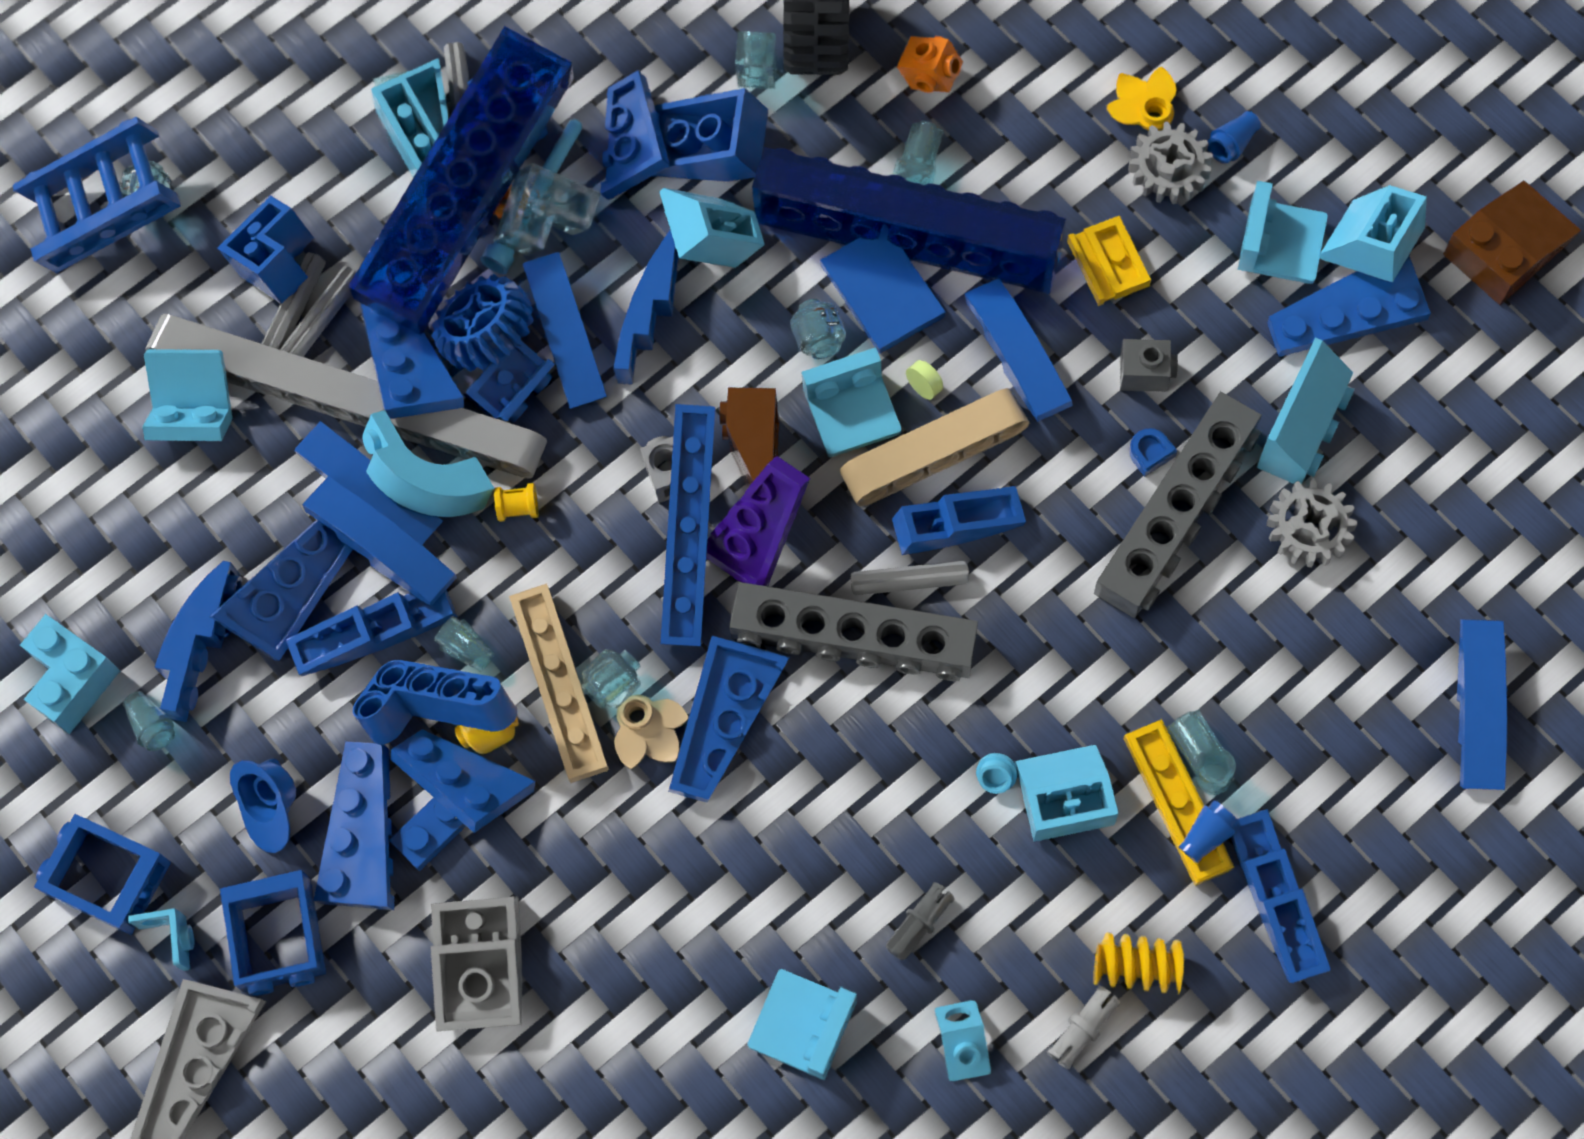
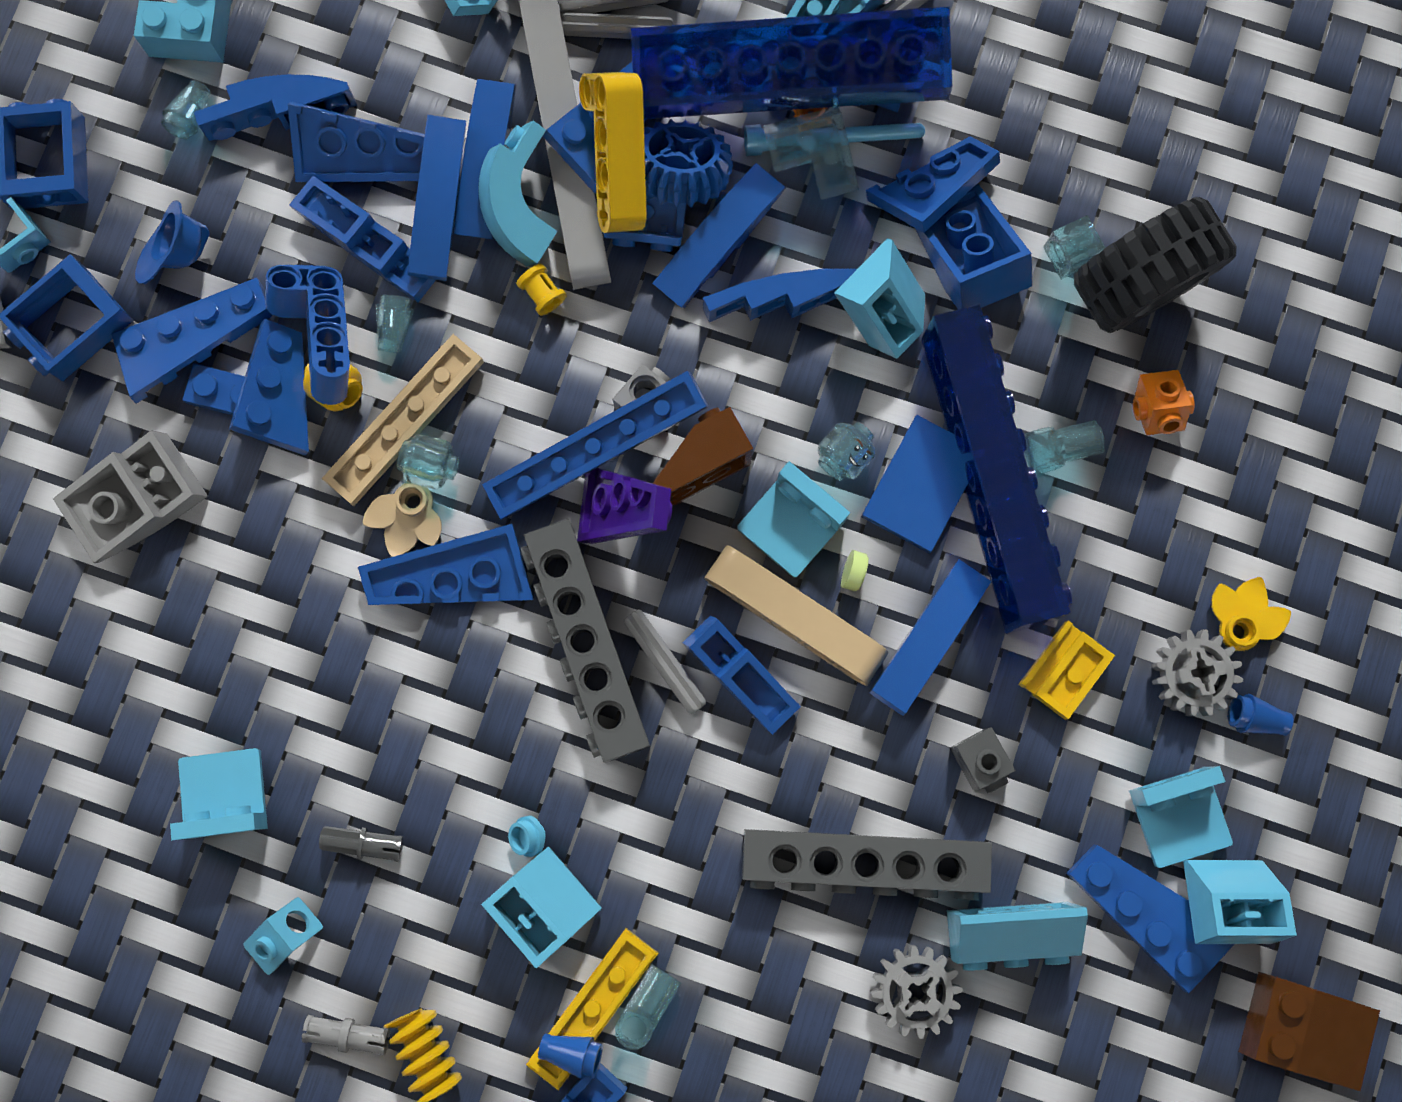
camera: 50 degrees right, 10 degrees up
(441, 355) = (619, 148): none -> yellow beam
(1150, 450) = (906, 806): blue tile -> none

